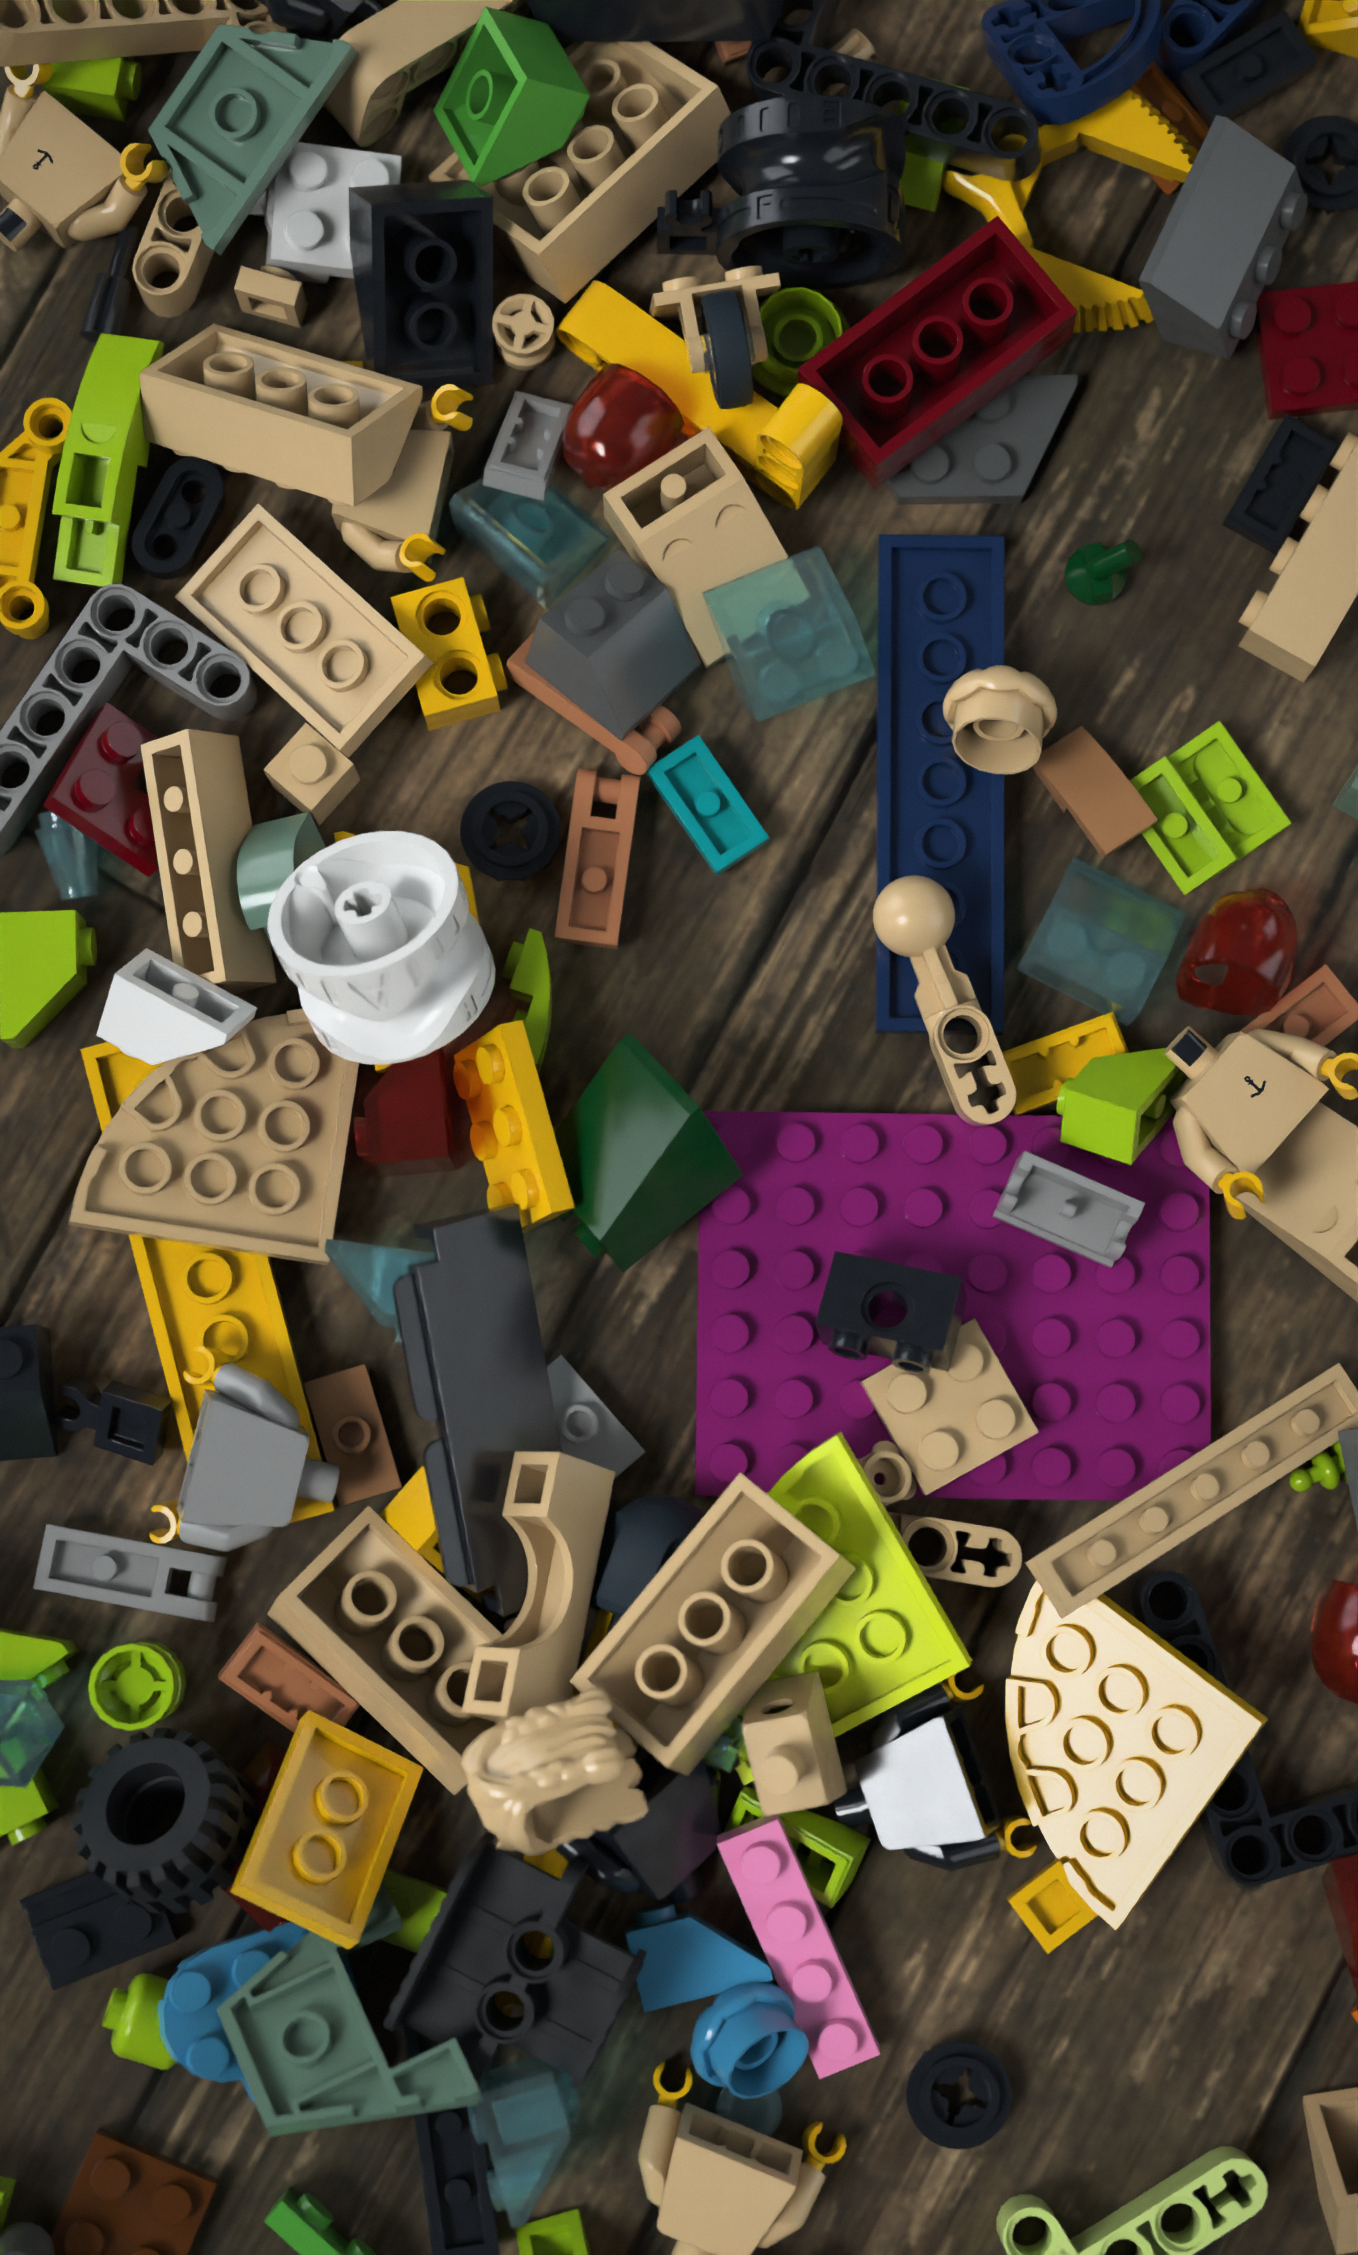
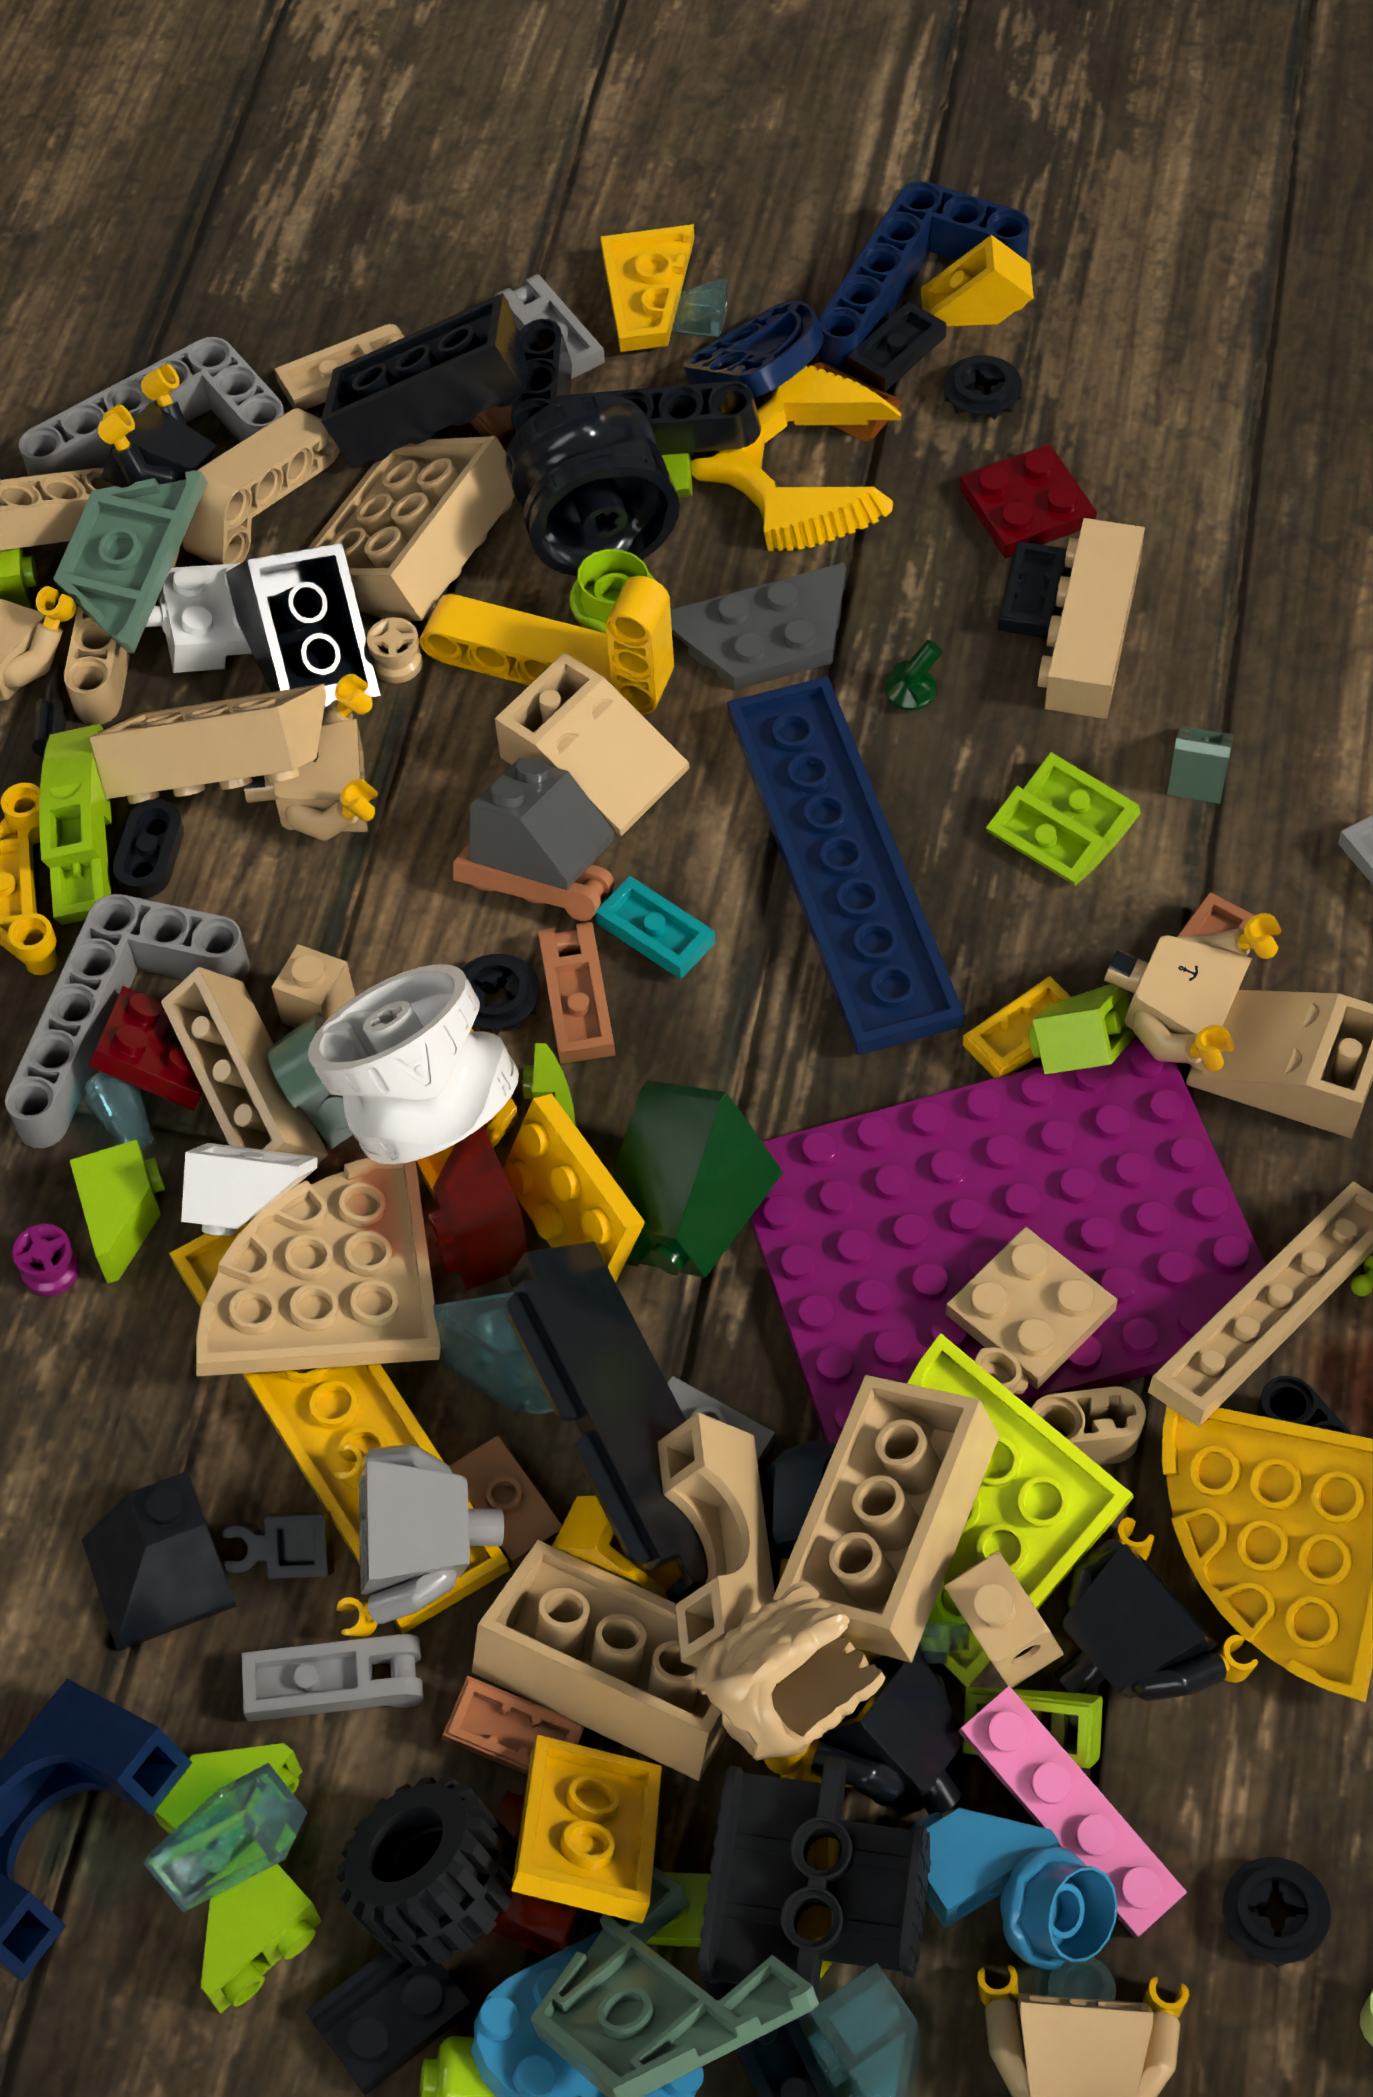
camera: 10 degrees left, 25 degrees down
(137, 1685) = (360, 1752): lime wheel -> none
(271, 295) = (182, 679): tan plate -> none
(304, 630) = (279, 885): tan plate -> none
(451, 652) = (395, 882): yellow brick -> none
(509, 96) = (334, 494): bright green slope -> none
(527, 446) = (423, 716): light grey plate -> none
(527, 538) = (431, 781): clear light blue slope -> none
(618, 427) = (489, 675): clear red piece -> none
(687, 225) = (502, 544): black plate -> none
(726, 345) = (549, 584): plate -> none
(788, 634) = (678, 782): clear light blue slope -> none
(865, 1286) = (951, 1231): black brick -> none
(915, 921) = (859, 942): tan beam -> none
(940, 350) = (735, 553): dark red brick -> none
(999, 718) = (871, 781): tan piece -> none
(1051, 1906) = (1292, 1708): yellow plate -> none
(1067, 1209) = (1072, 1117): light grey hinge -> none
(1094, 791) = (970, 827): medium nougat slope -> none
(1101, 942) = (1017, 937): clear light blue slope -> none
(1222, 241) = (920, 441): dark grey slope -> none
(1258, 943) = (1144, 893): clear red piece -> none

